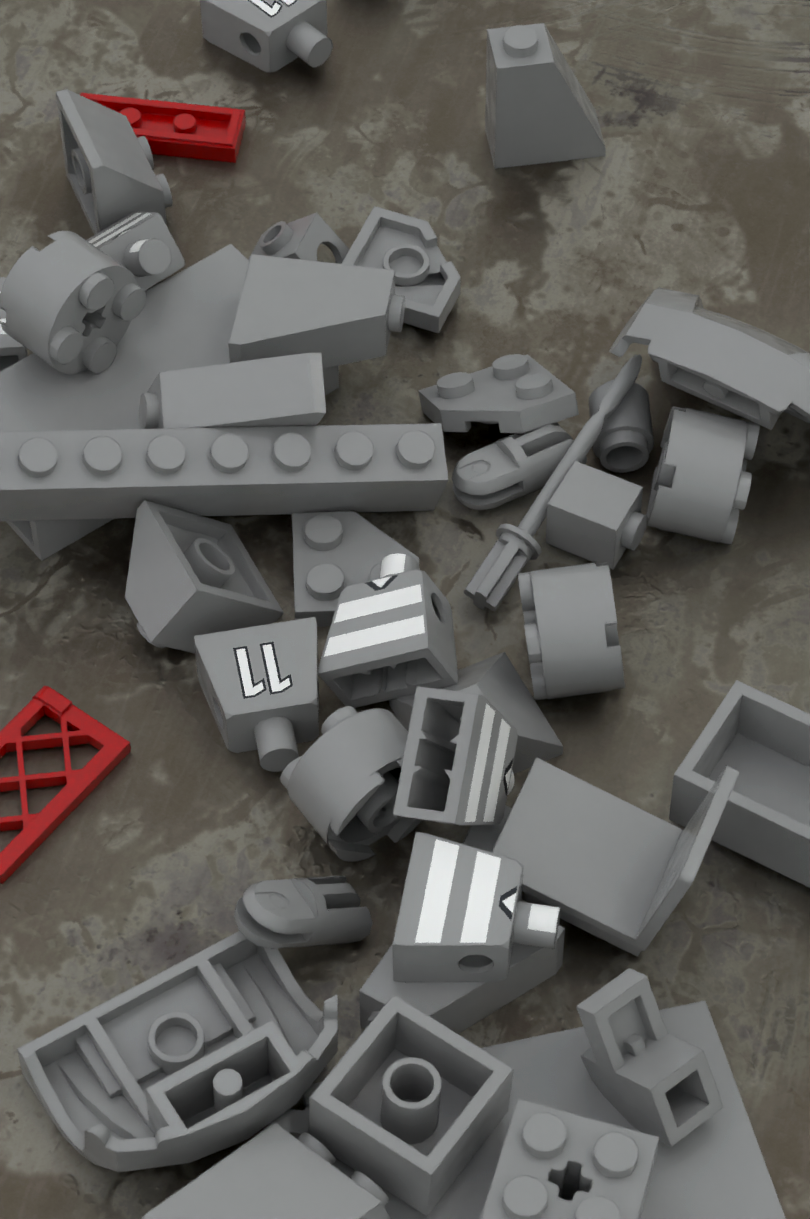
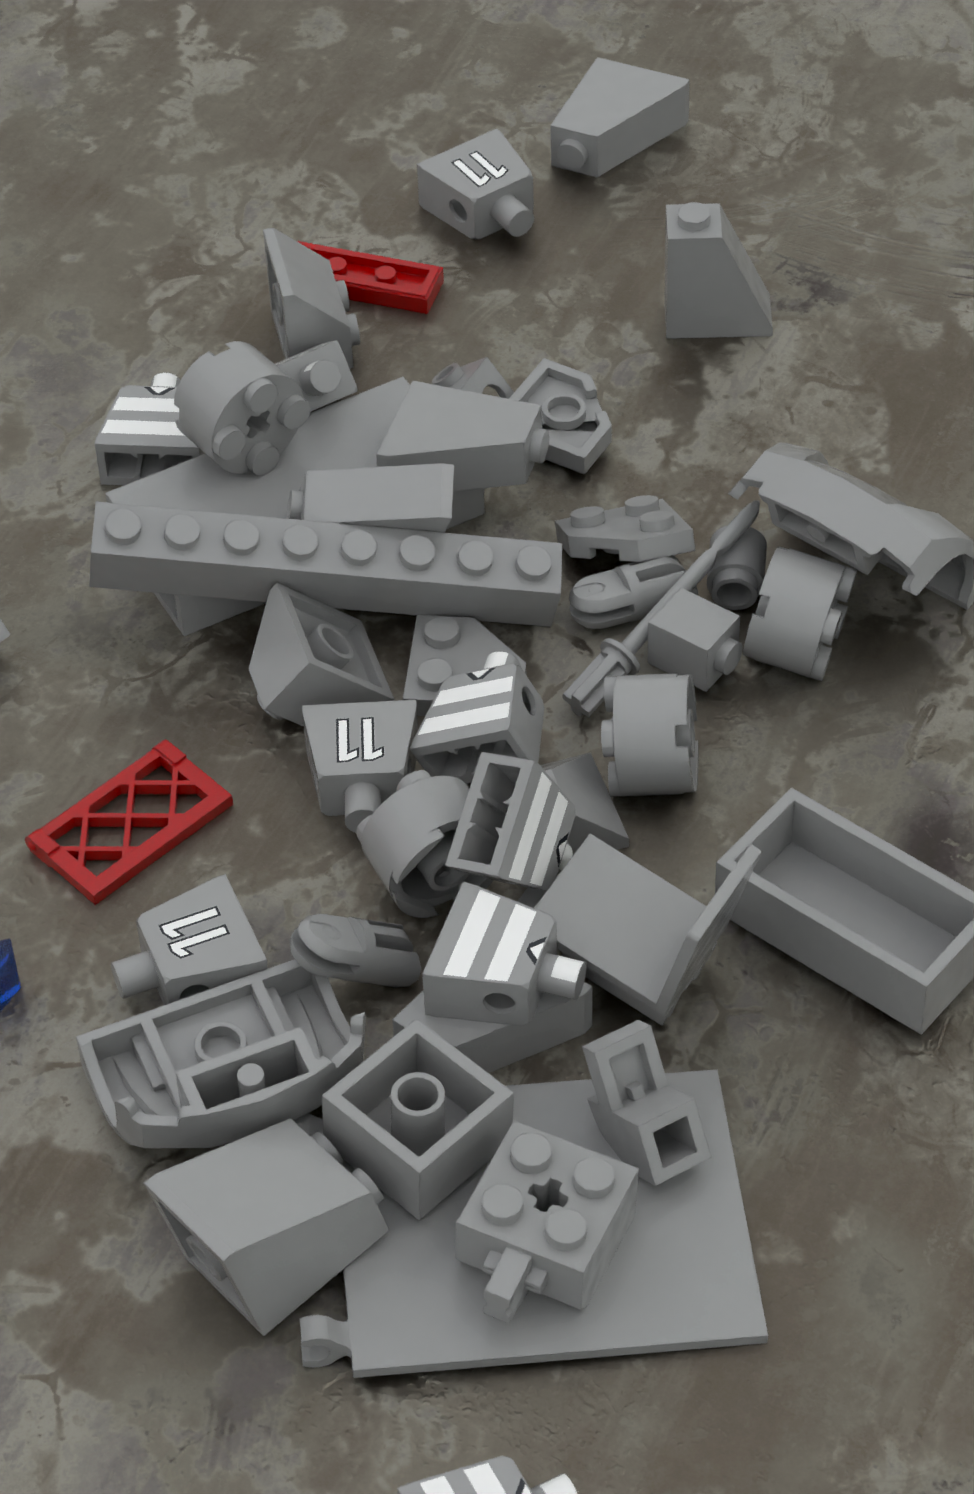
camera: 10 degrees right, 5 degrees down
(124, 928) = (191, 945): none -> light grey torso

